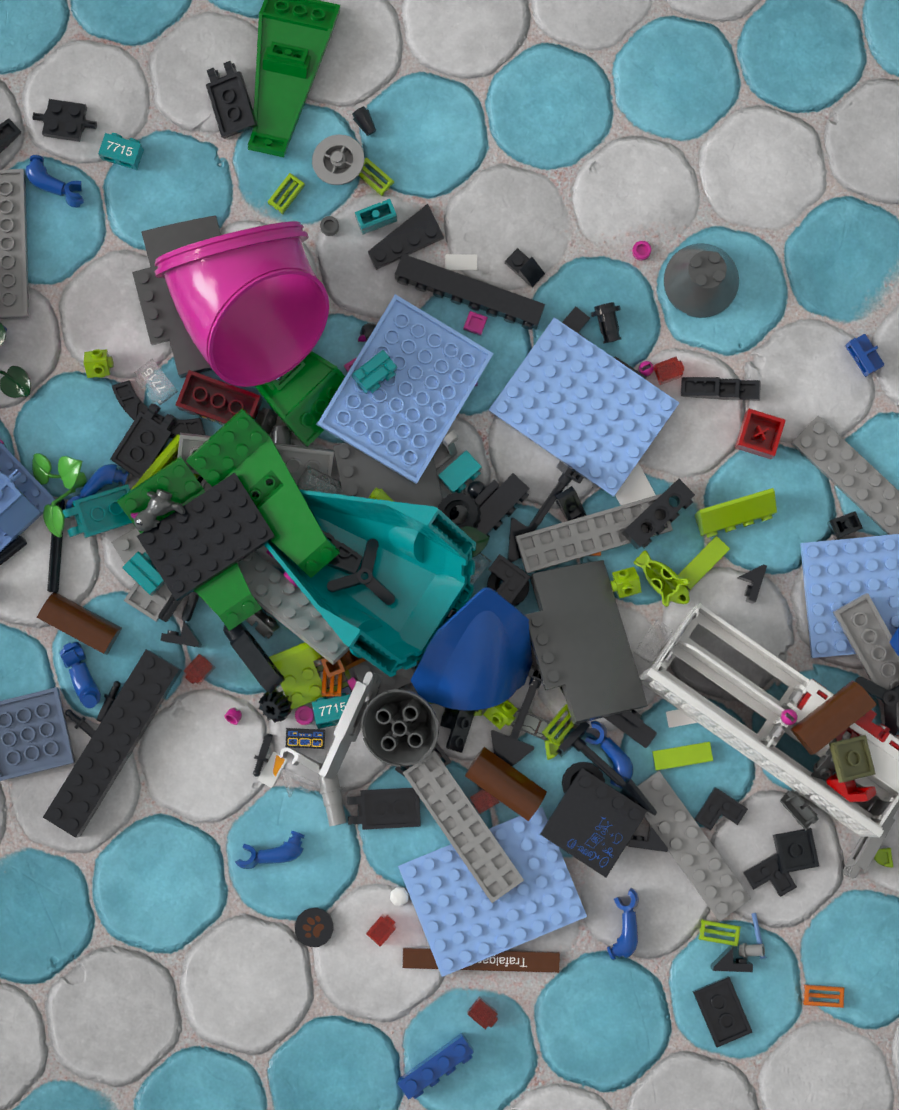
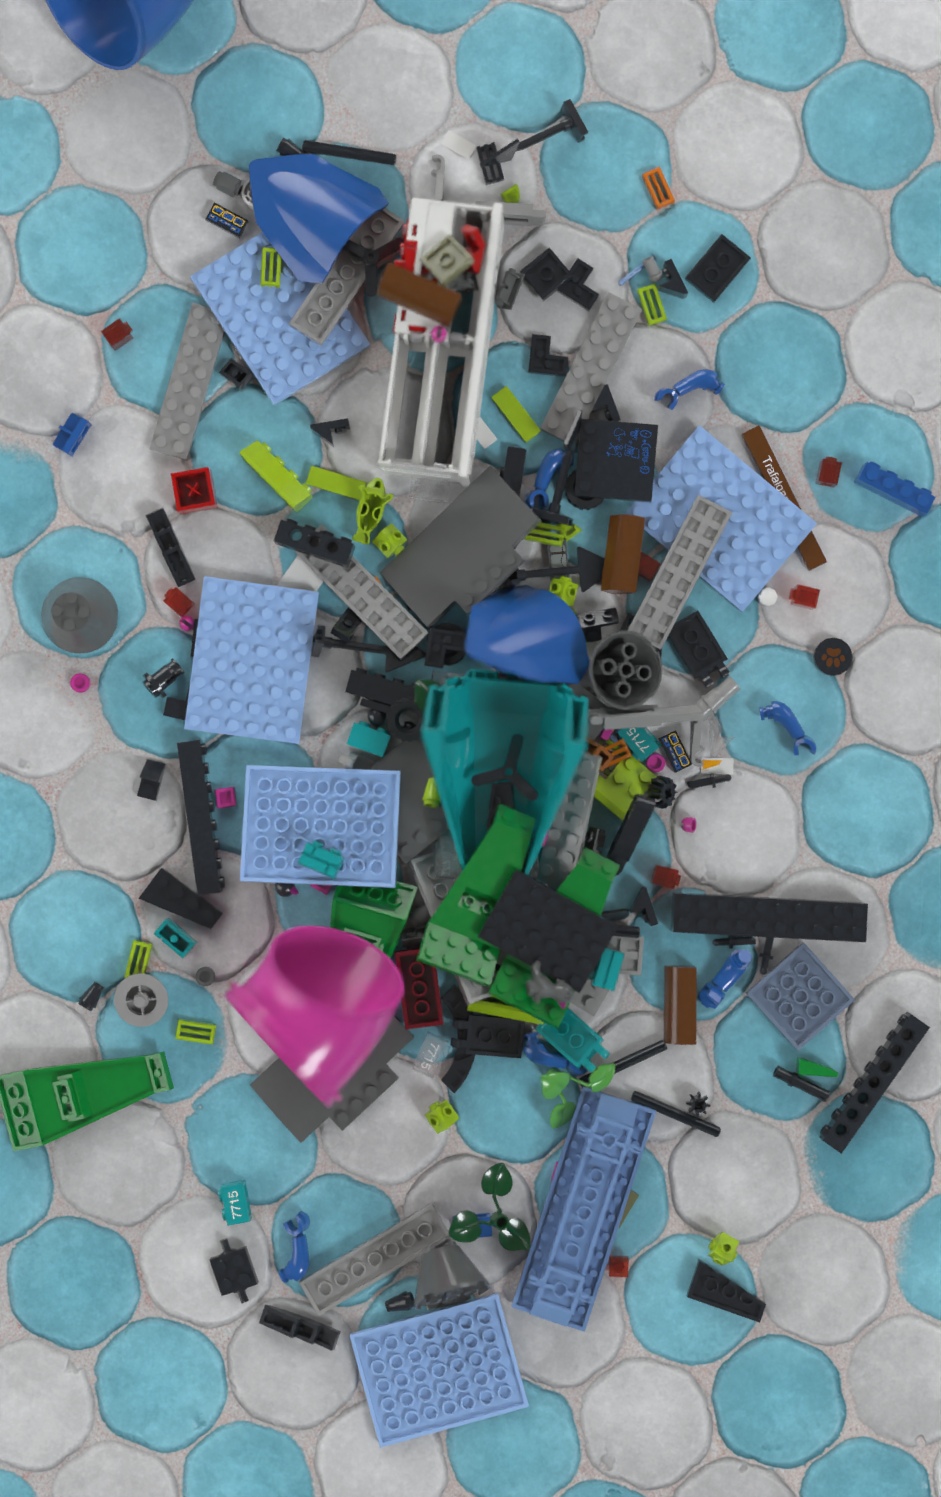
camera: 115 degrees left, 5 degrees up
(230, 101) = (137, 1128): black tile -> none
(461, 261) = (176, 840): white sticker -> none

